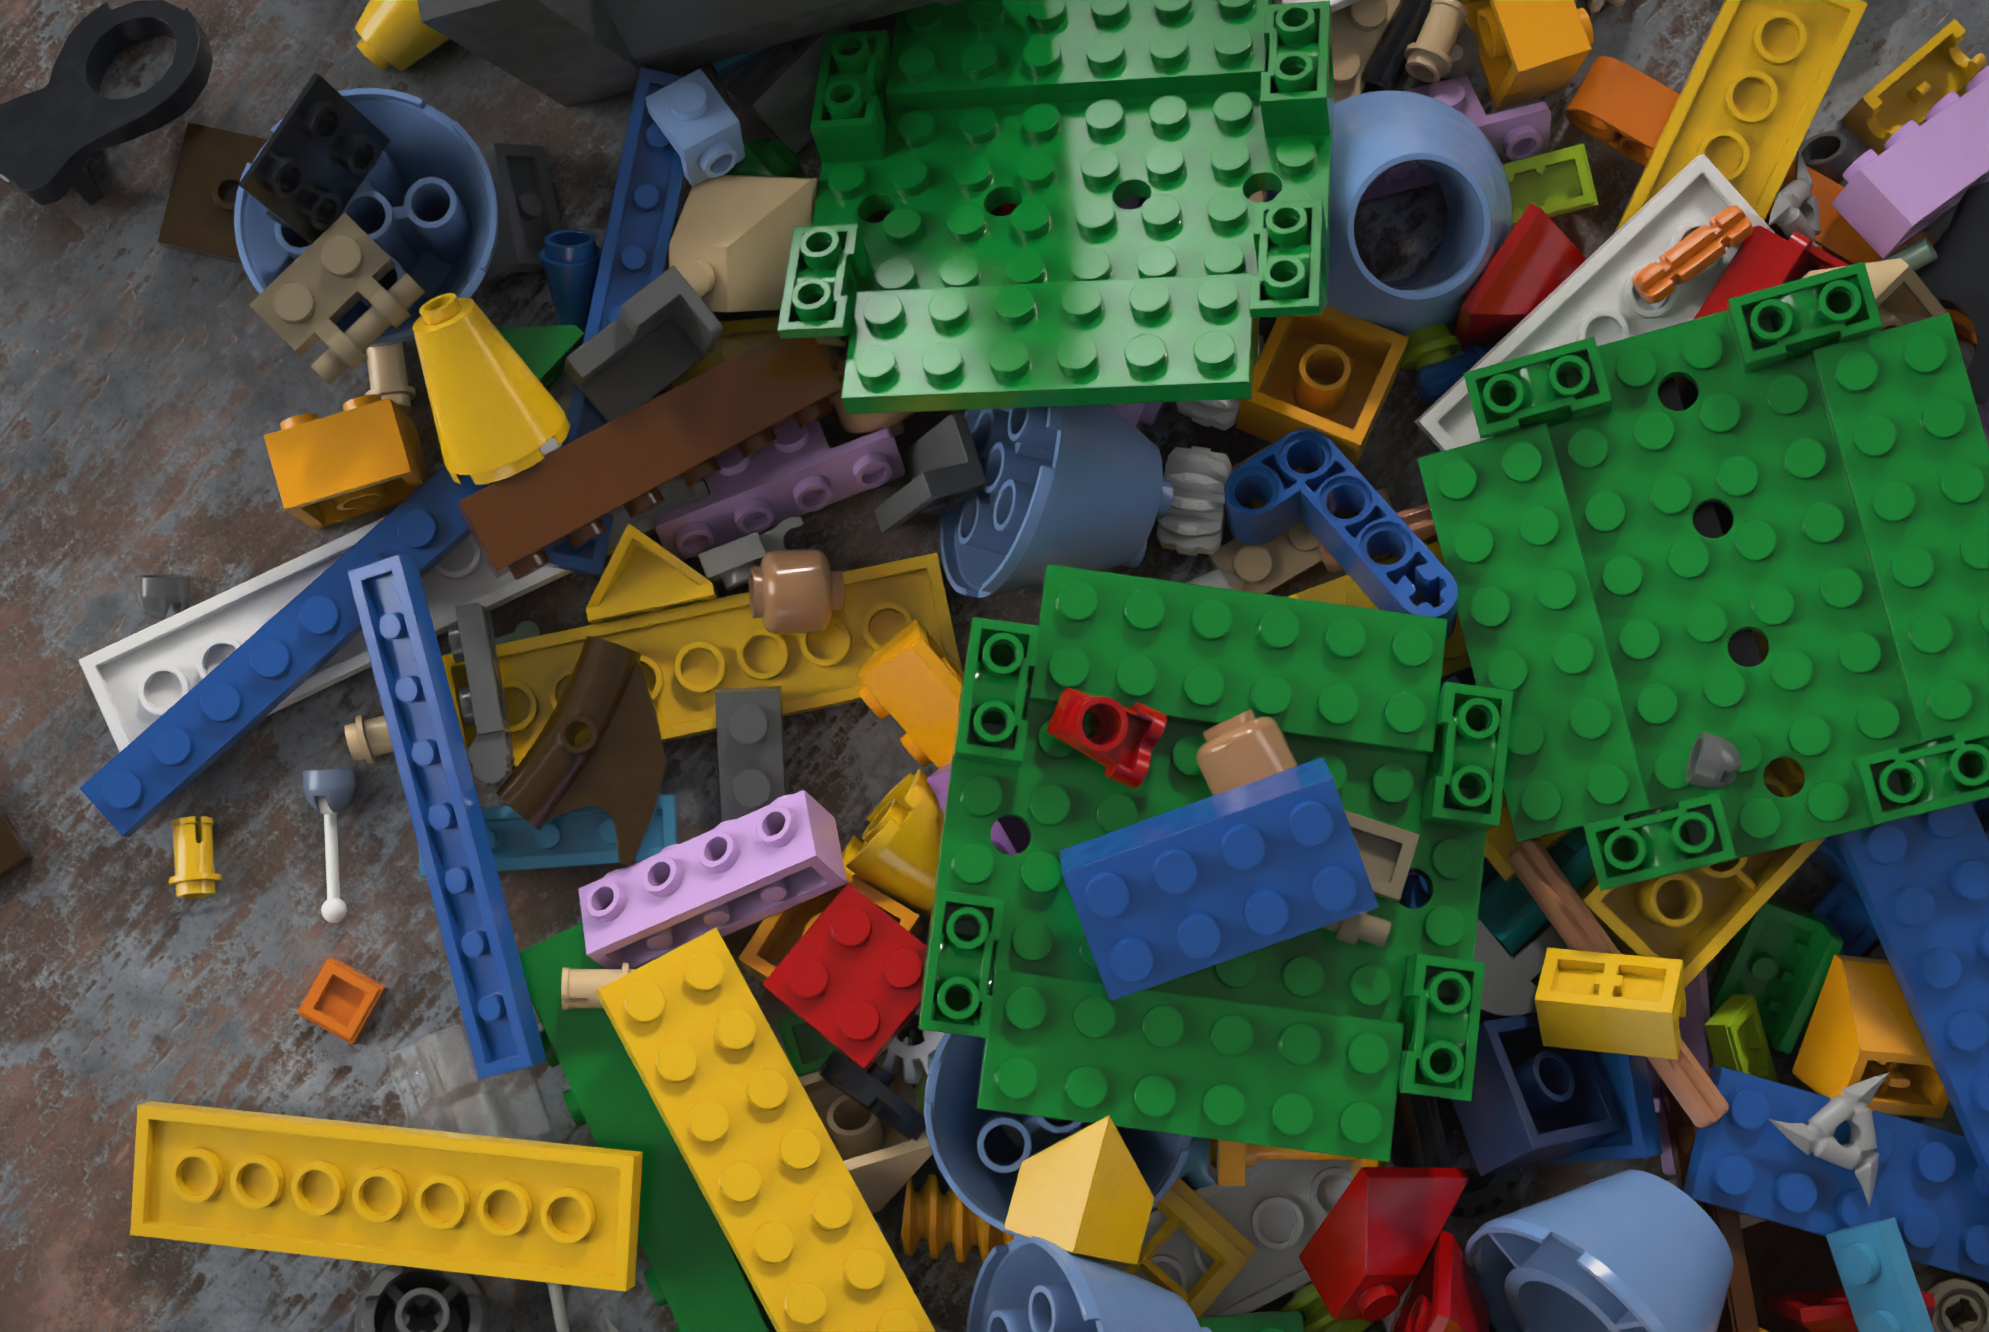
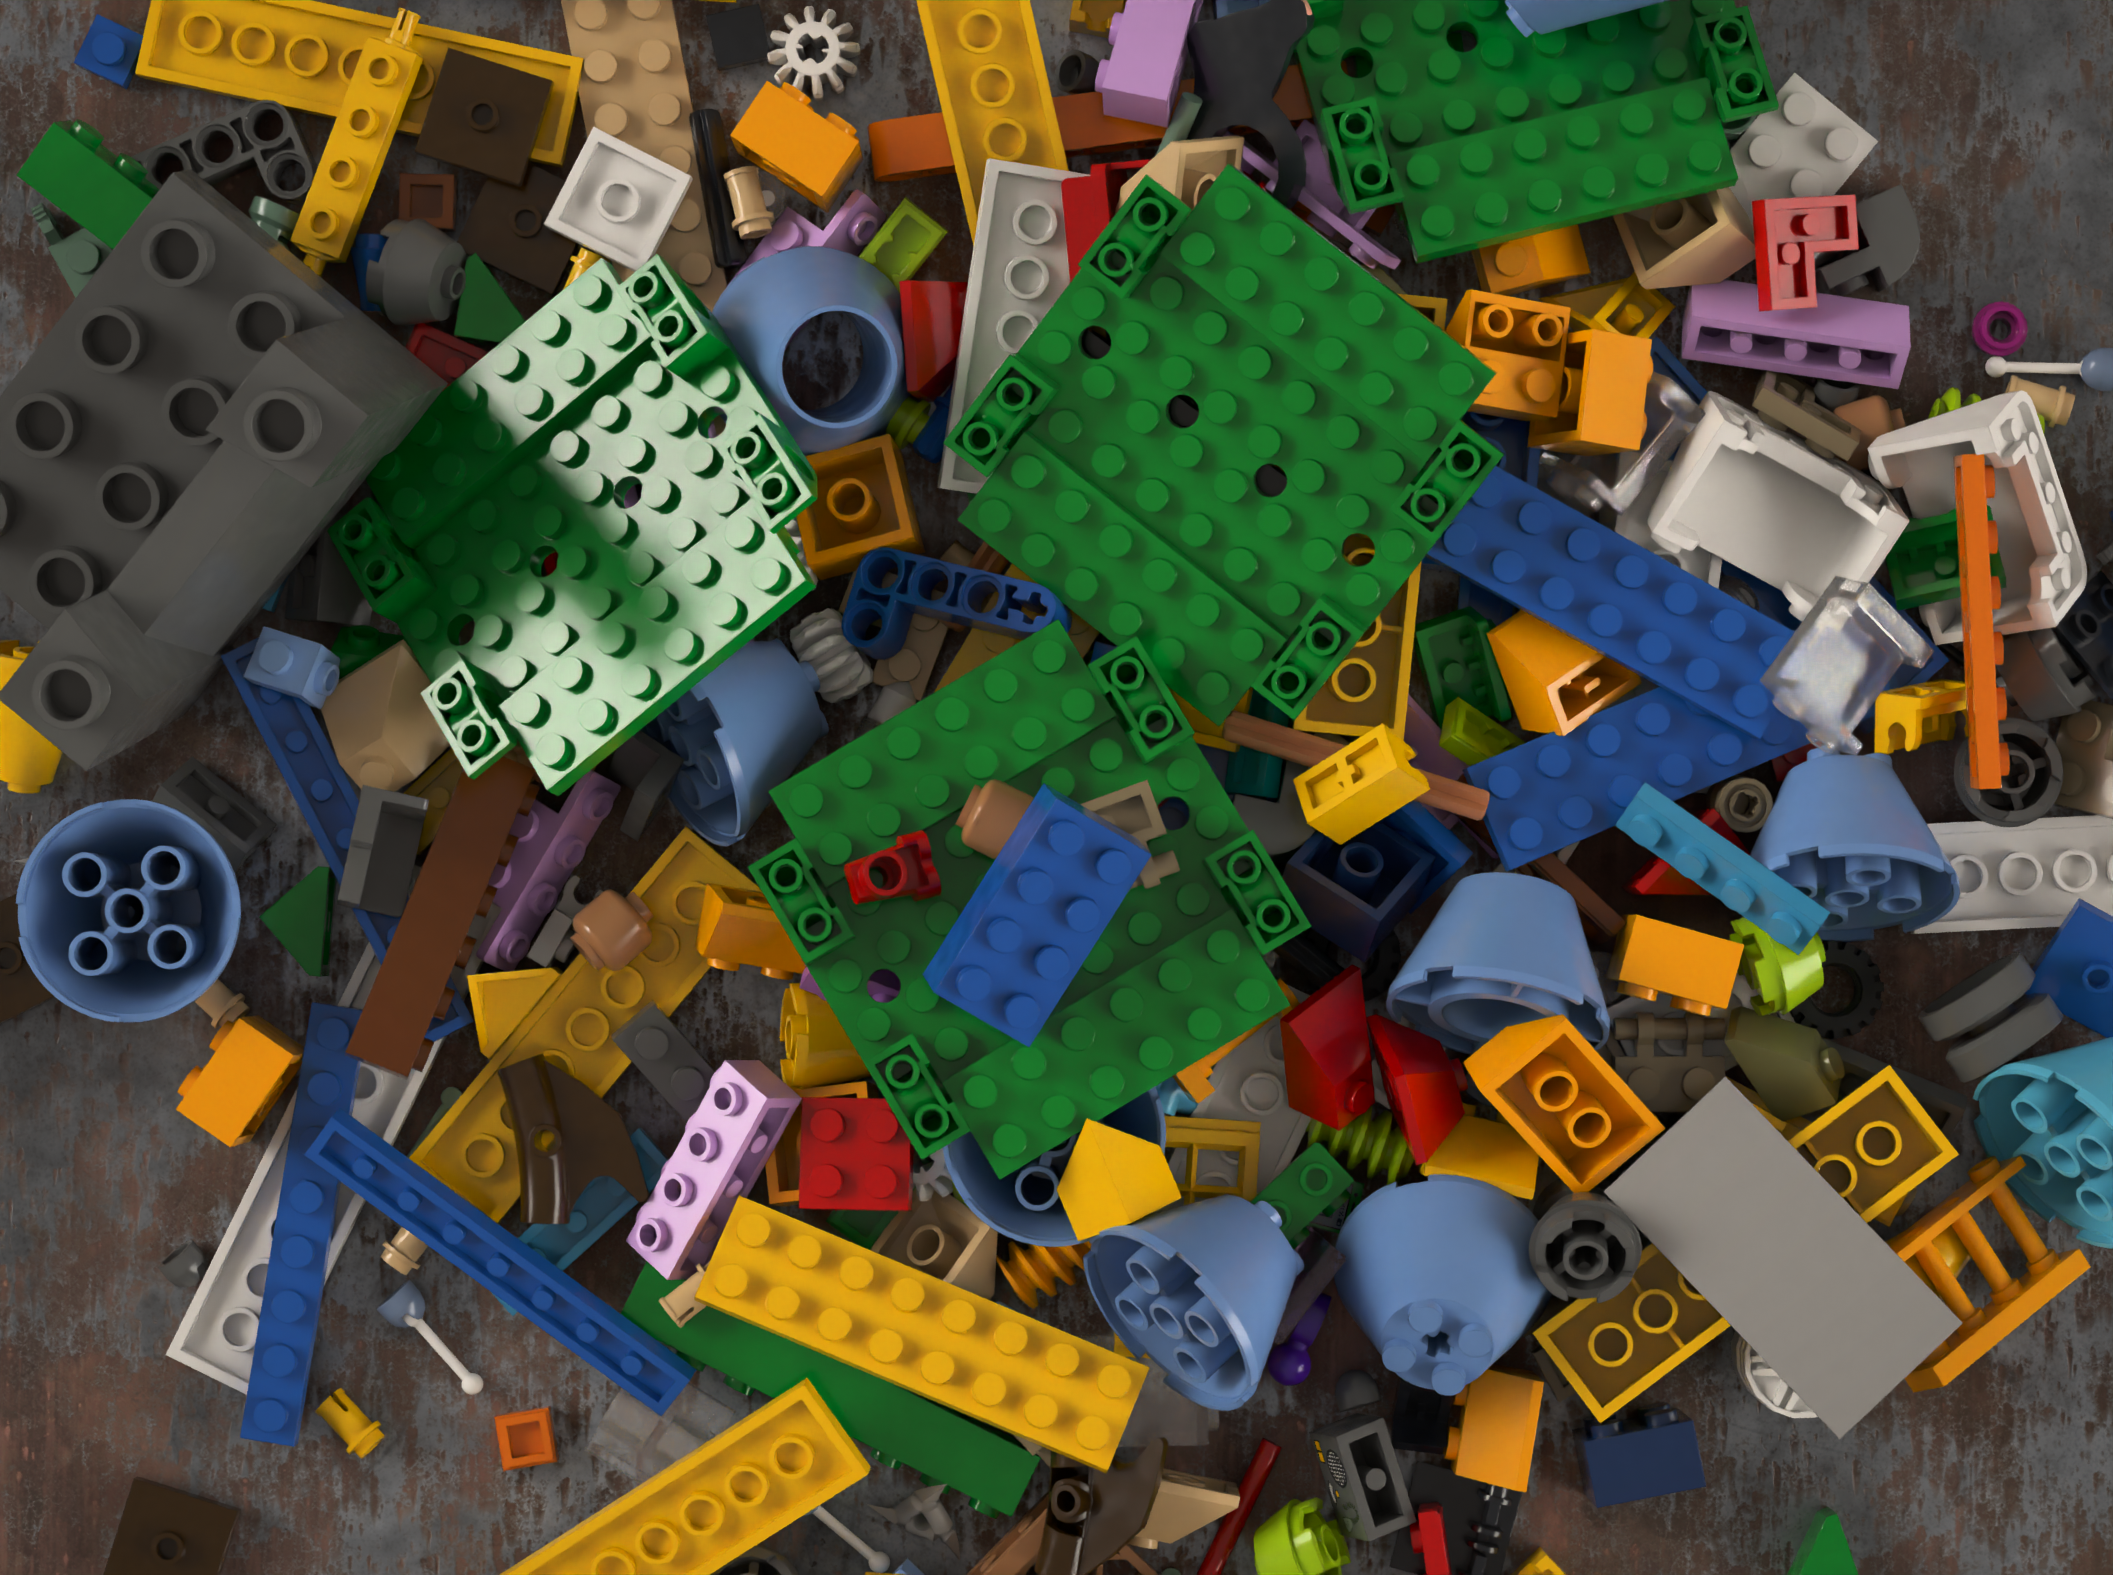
camera: 35 degrees left, 5 degrees up
(314, 161) = (72, 905): black hinge -> none
(324, 286) = (140, 981): dark tan plate -> none
(482, 394) = (303, 968): yellow cone -> none
(484, 699) = (461, 1166): dark grey hinge -> none
(571, 273) = (283, 829): blue cone -> none
(873, 1093) = (928, 1221): black plate -> none
(1692, 254) = (1034, 234): orange axle -> none
(1712, 762) = (1303, 580): dark grey hinge -> none
(1796, 207) = (1086, 139): light grey piece -> none
(1819, 1138) = (1595, 756): light grey piece -> none

